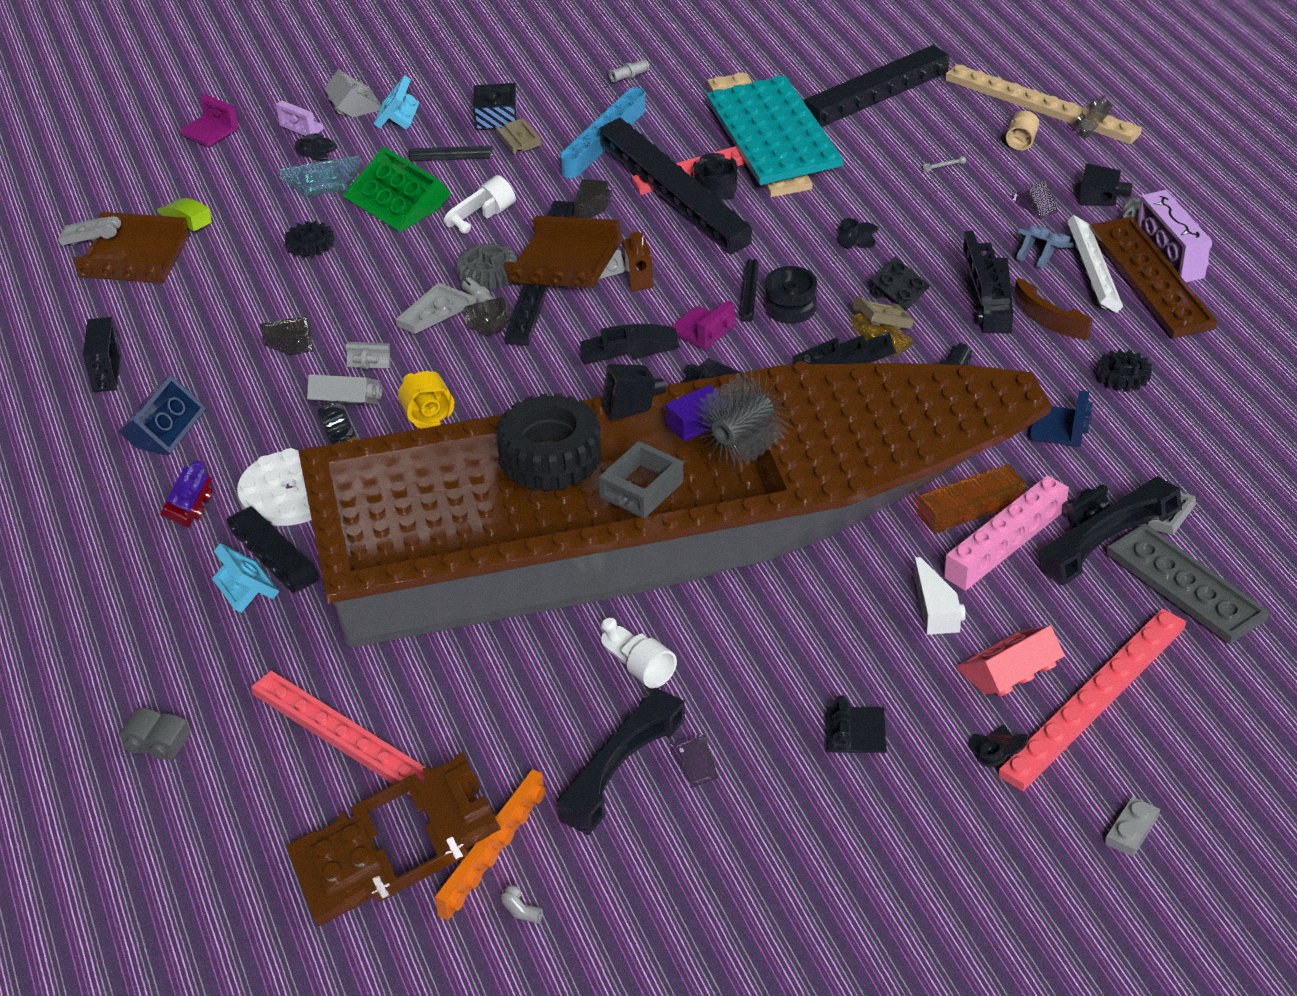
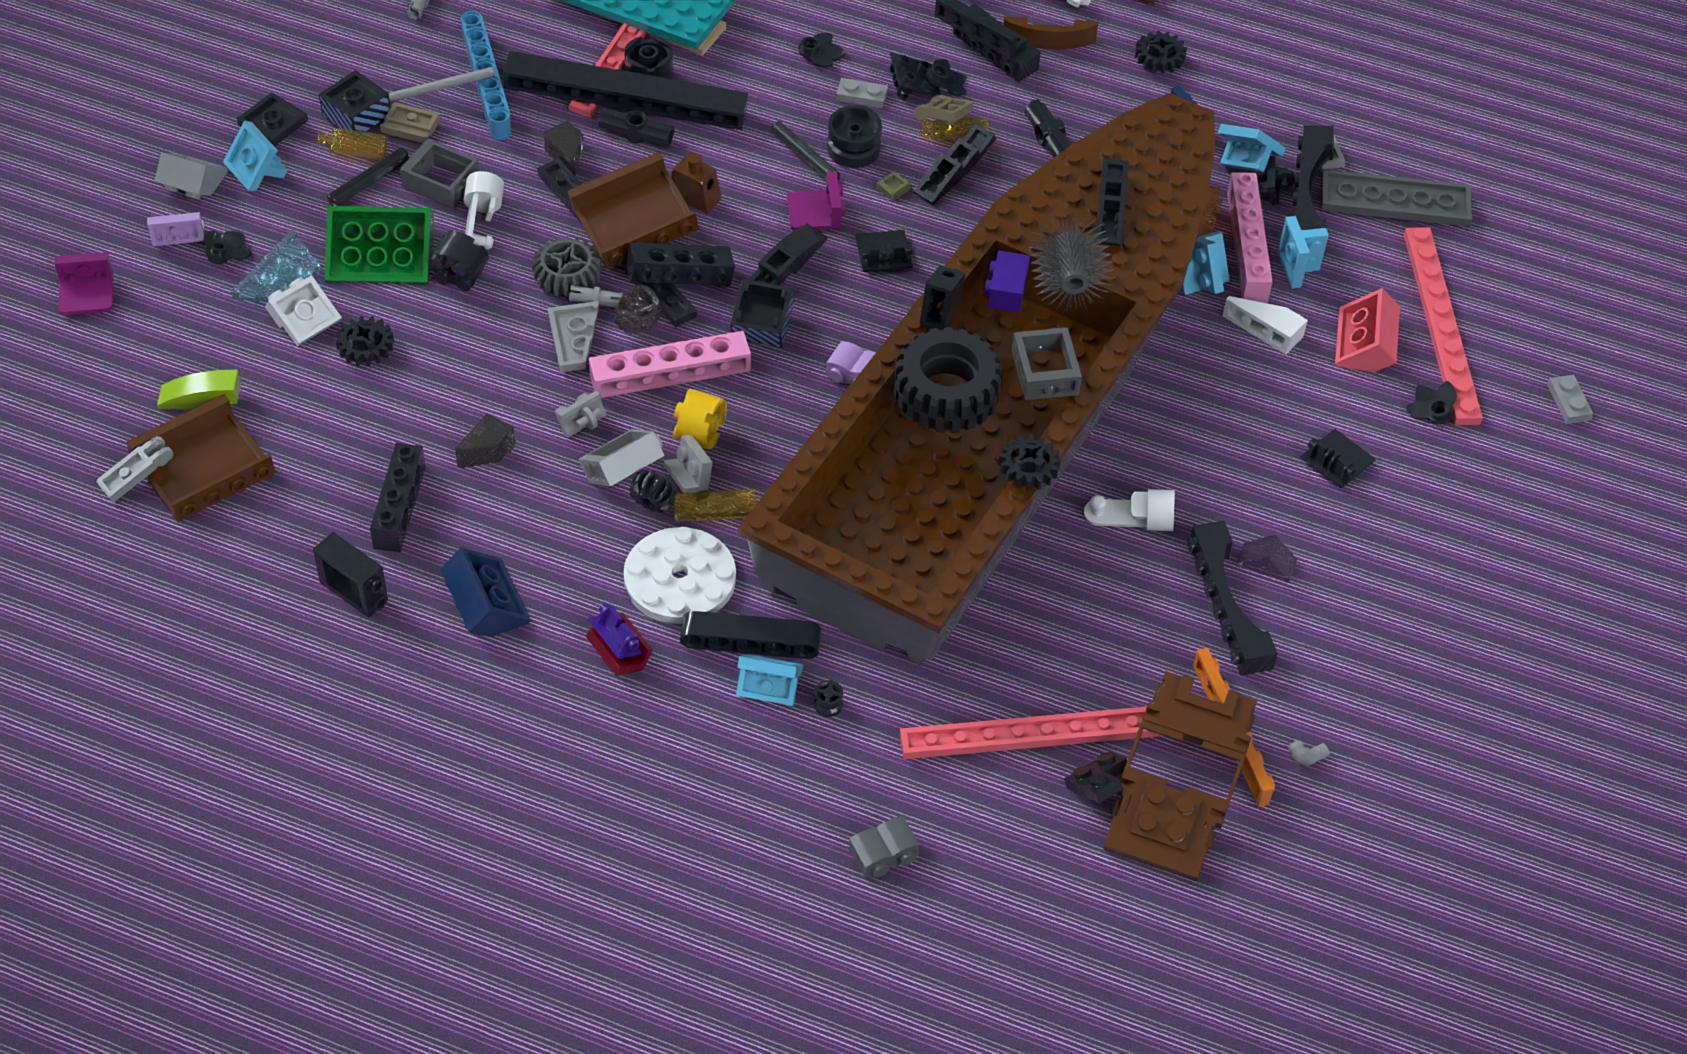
camera: 50 degrees left, 10 degrees up
(195, 333) = (397, 497): none -> black brick
(260, 621) = (823, 693): none -> black wheel
(298, 200) = (302, 310): none -> white plate
(339, 797) = (1098, 778): none -> black plate
(382, 422) = (691, 468): none -> light grey bracket
(421, 223) = (458, 260): none -> black brick
(442, 92) = (274, 118): none -> black plate
(465, 360) = (670, 364): none -> bright pink brick
(468, 129) = (355, 143): none -> clear yellow hinge
(498, 159) = (421, 162): none -> dark grey window
(531, 531) = (1029, 462): none -> black gear
(552, 119) = (441, 84): none -> light grey bar
(552, 302) = (680, 264): none -> black brick
(563, 363) = (763, 312): none -> black container
(654, 211) = (636, 126): none -> black piece
(782, 345) = (893, 186): none -> olive tile
(847, 276) = (862, 93): none -> light grey plate
(856, 412) = (1112, 201): none -> black slope
(921, 296) = (942, 75): none -> black plate
(932, 522) = (1207, 265): none -> medium azure bracket
(1028, 564) = (1301, 250): none -> medium azure bracket
(1090, 469) = (1248, 148): none -> medium azure bracket

